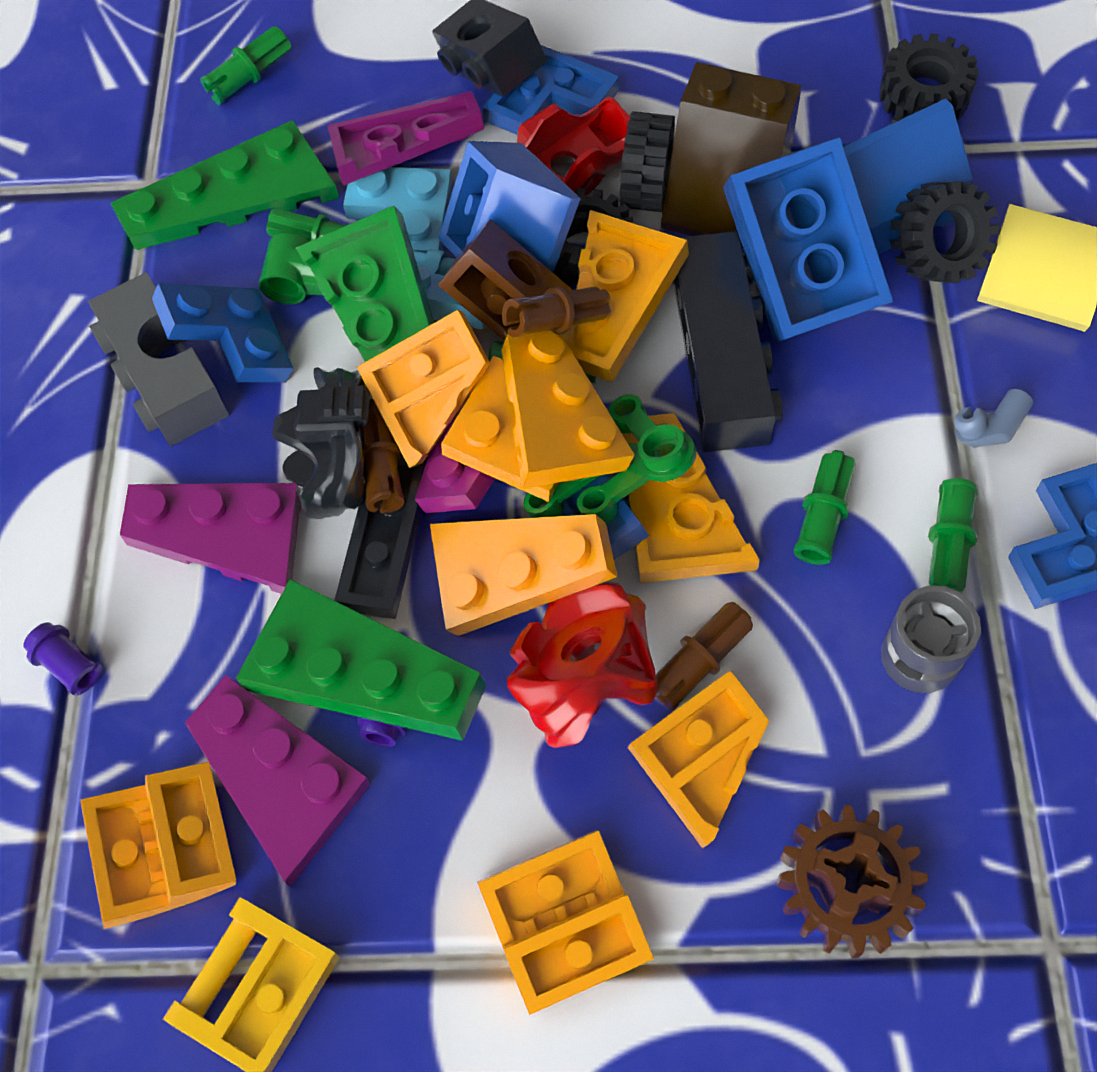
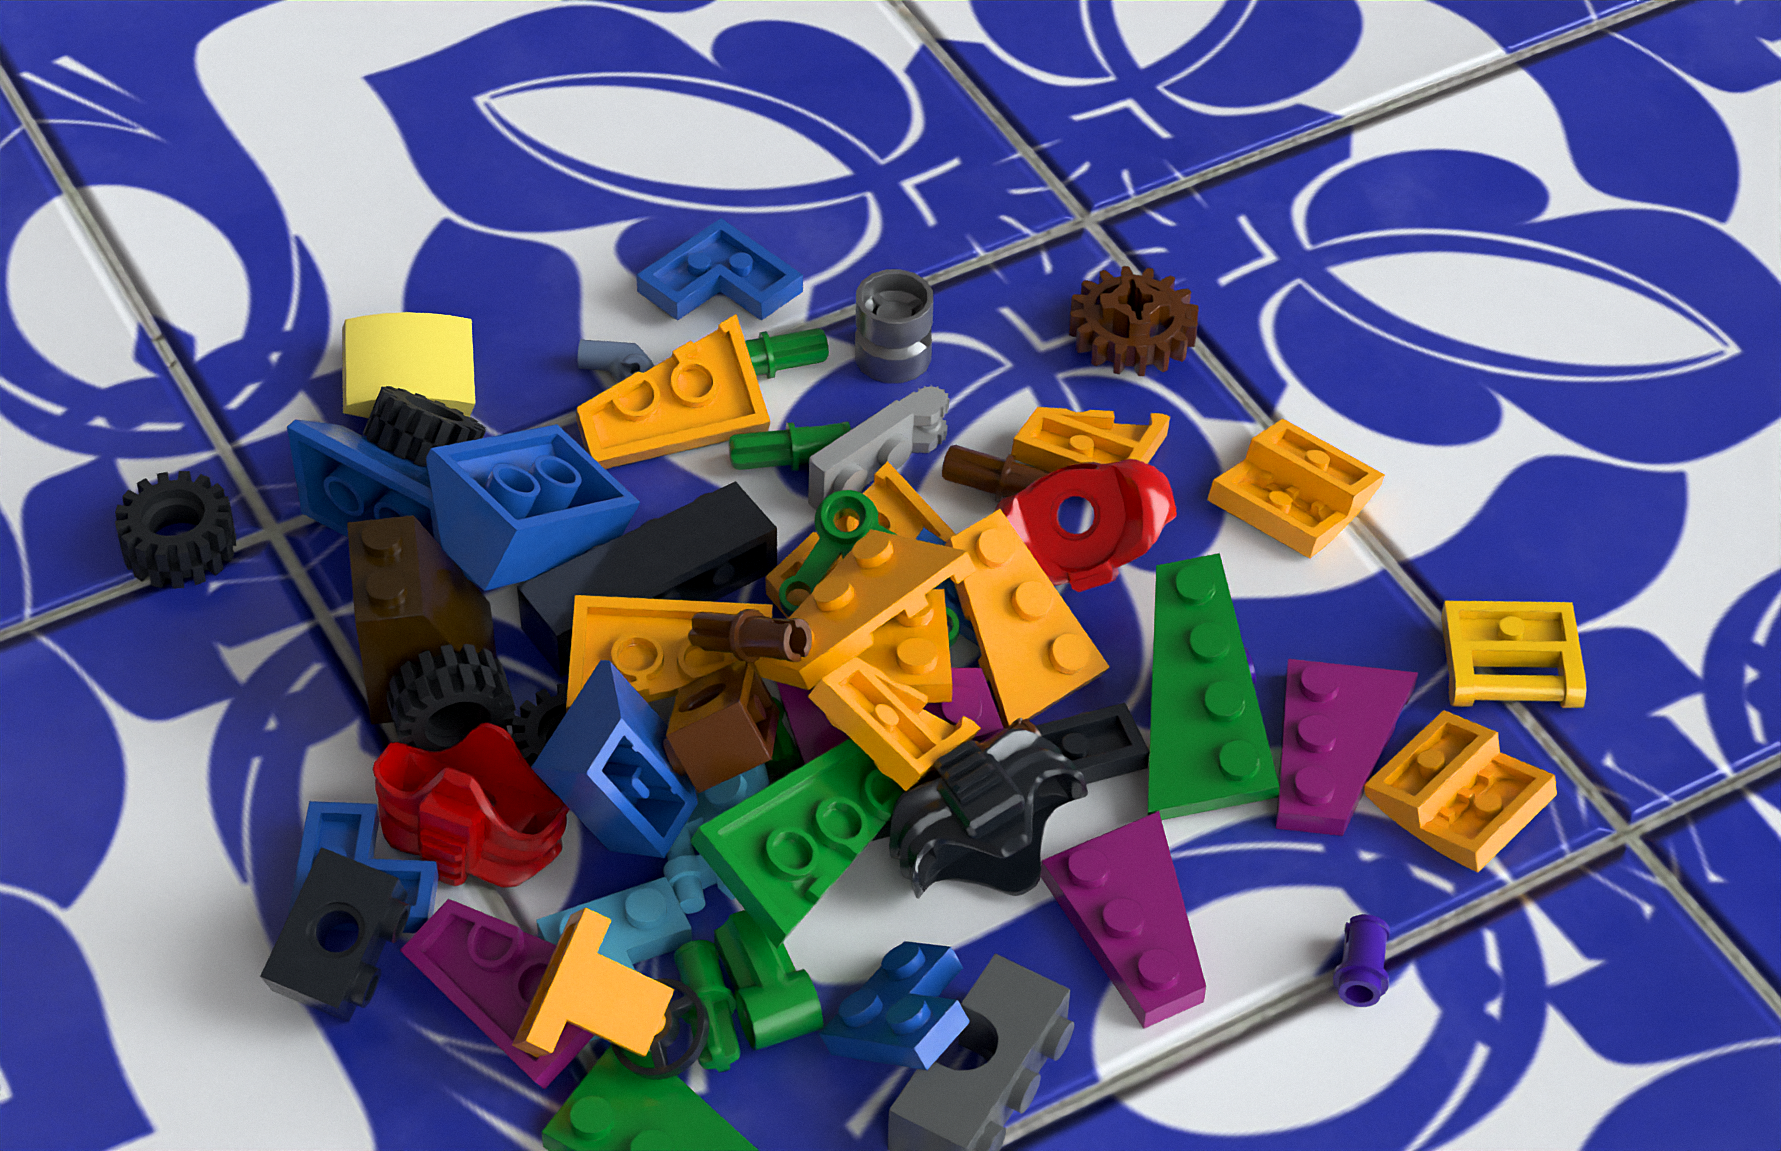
camera: 125 degrees left, 15 degrees down
(313, 142) = (609, 1003): none -> light orange piece
(785, 567) = (888, 435): none -> light grey hinge
(911, 436) = (678, 405): none -> light orange wing

